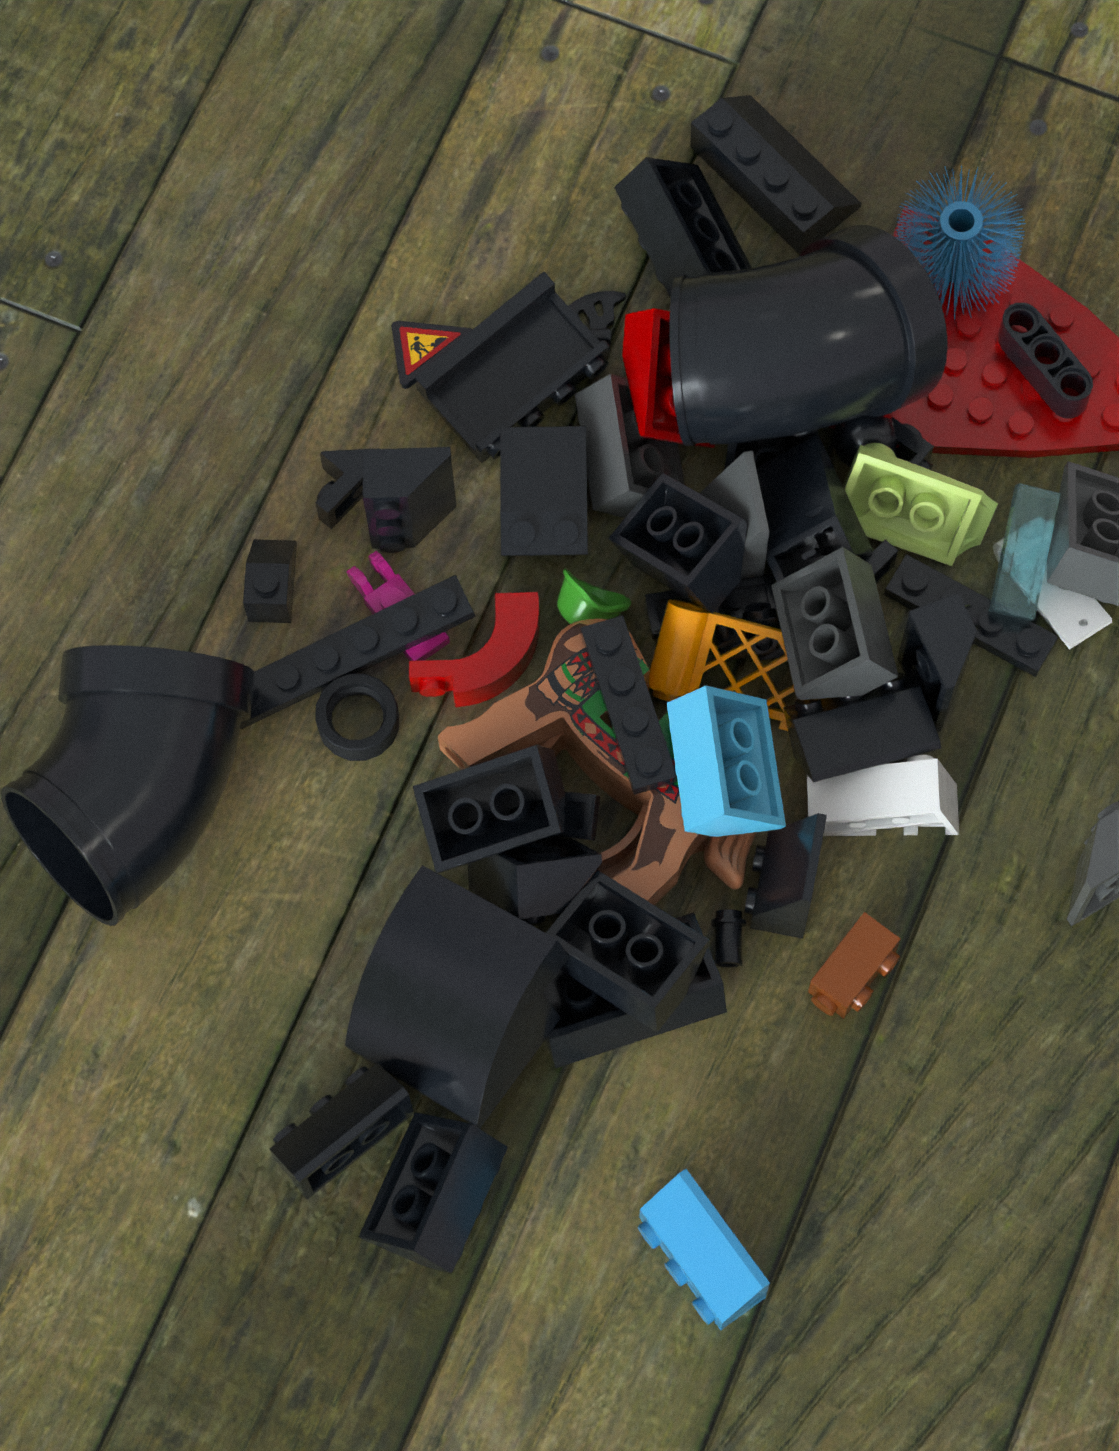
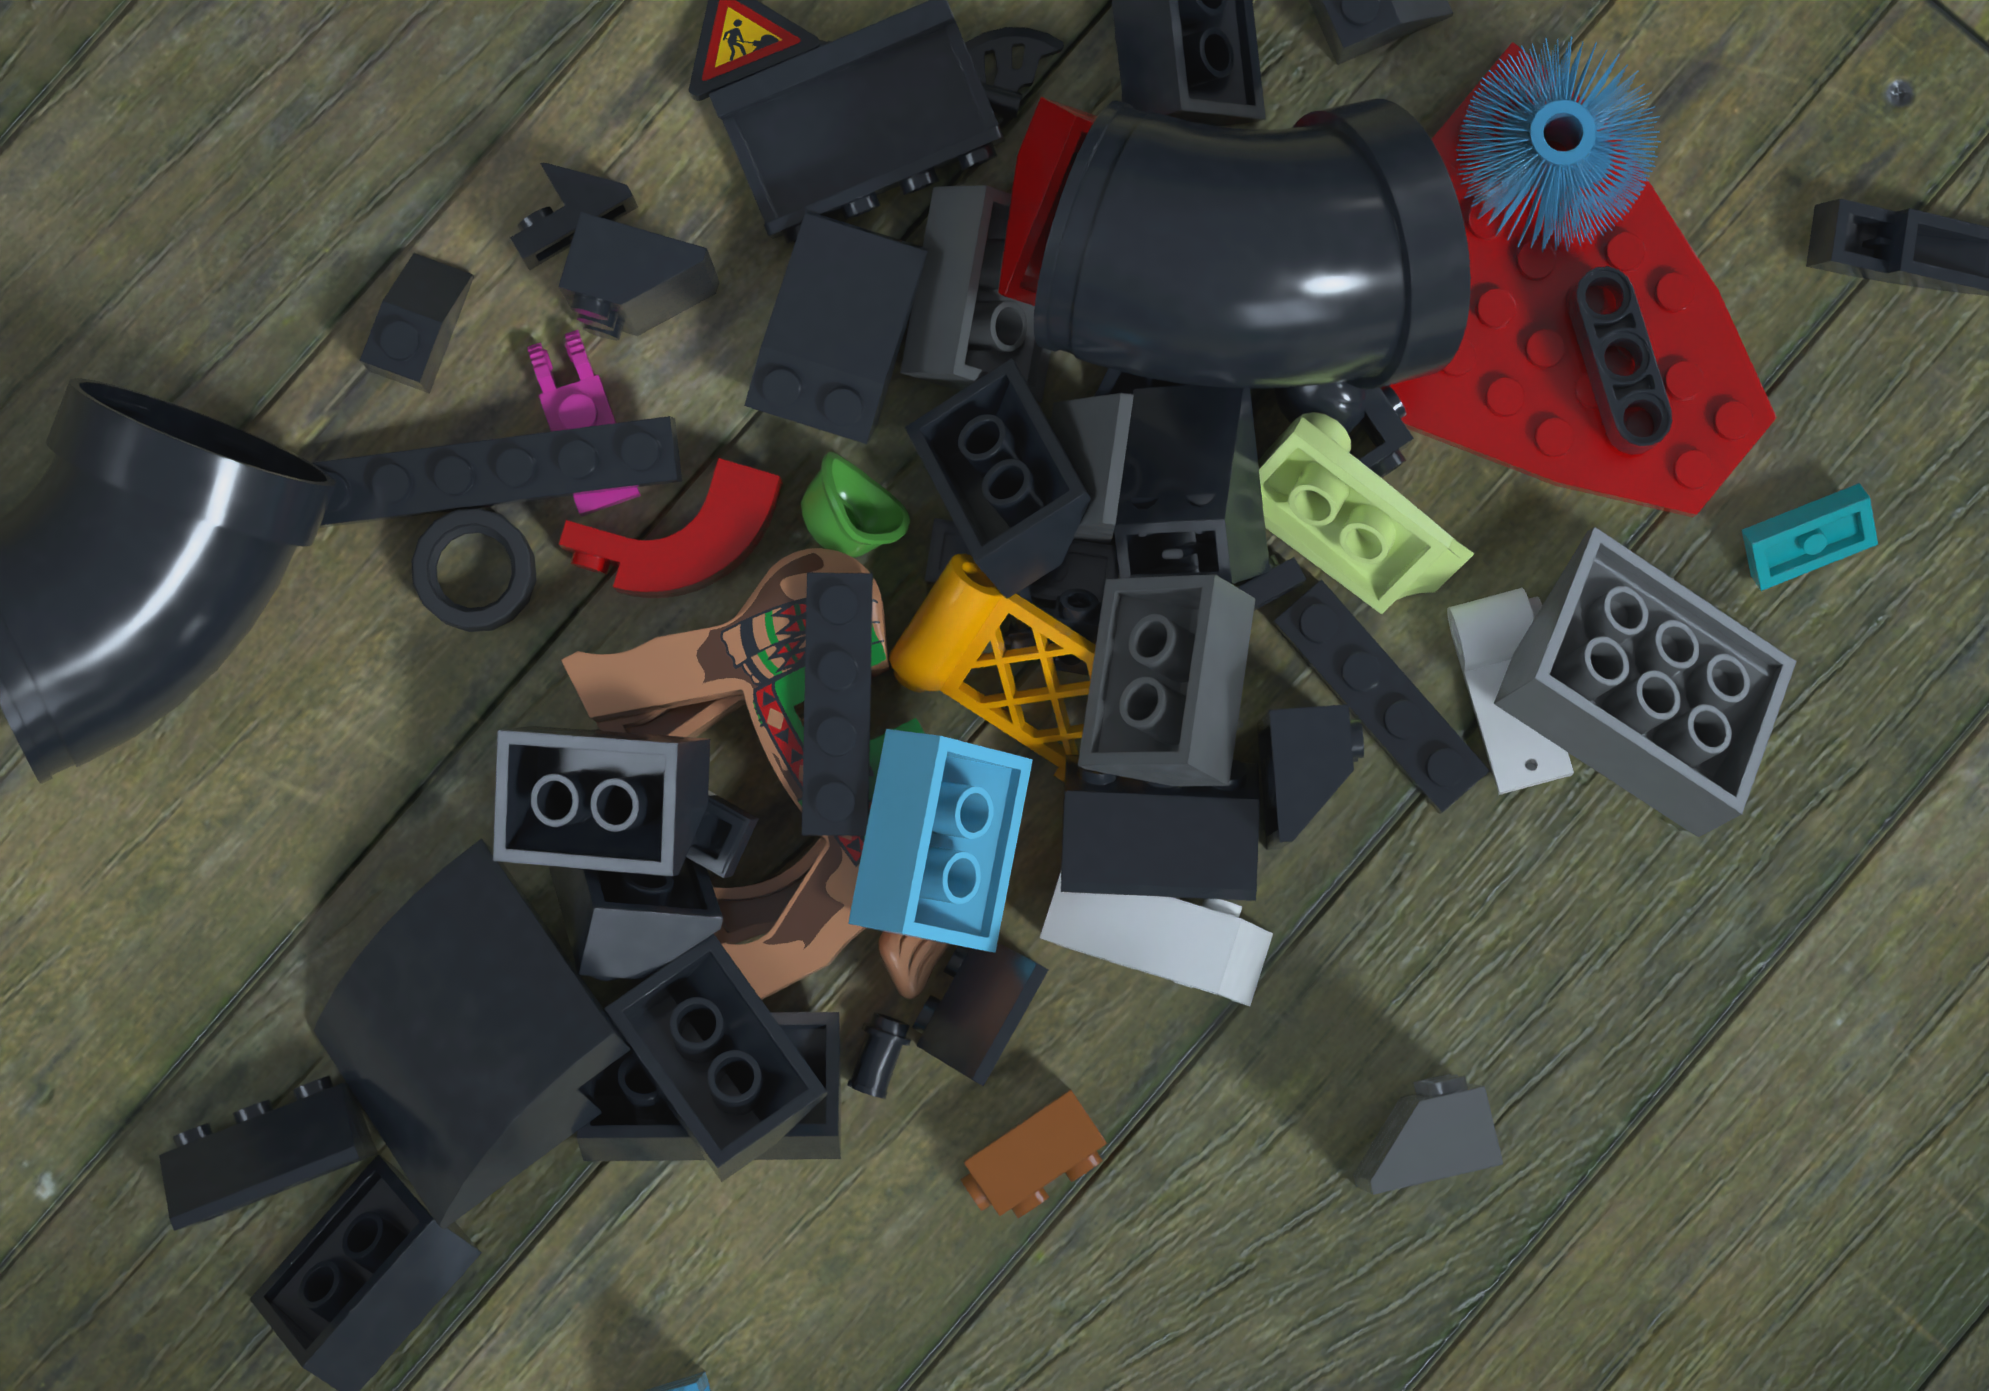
camera: 15 degrees right, 15 degrees up
(1024, 552) = (1482, 642): clear light blue tile -> none

